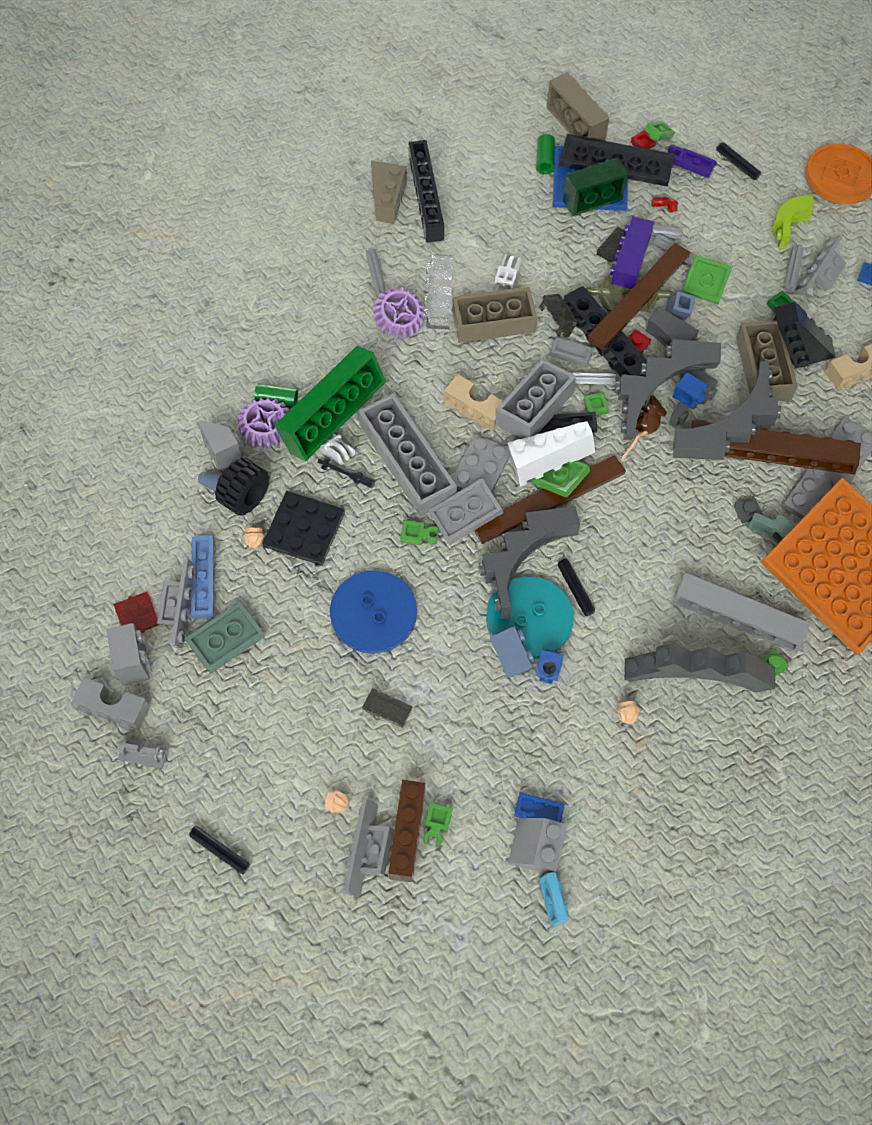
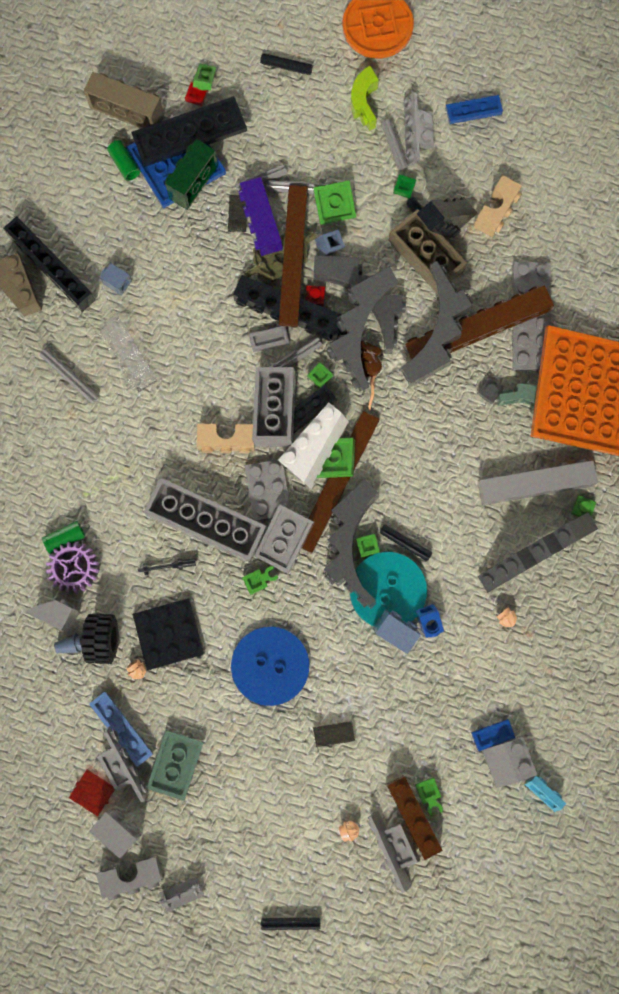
camera: 35 degrees left, 15 degrees up
(330, 403) = (115, 518): green brick -> none
(337, 449) = (142, 551): white arm -> none
(404, 298) = (110, 404): lavender gear -> none
(472, 233) = (115, 279): none -> sand blue brick
(494, 314) = (187, 348): dark tan brick -> none
(506, 274) = (171, 299): white arm -> none
(538, 566) = (367, 545): none -> bright green plate
(560, 313) = (239, 312): clear smoke hinge -> none
(665, 201) = (253, 143): red arm -> none
(690, 391) = (389, 321): blue brick -> none
(692, 161) = (248, 89): dark purple hinge -> none

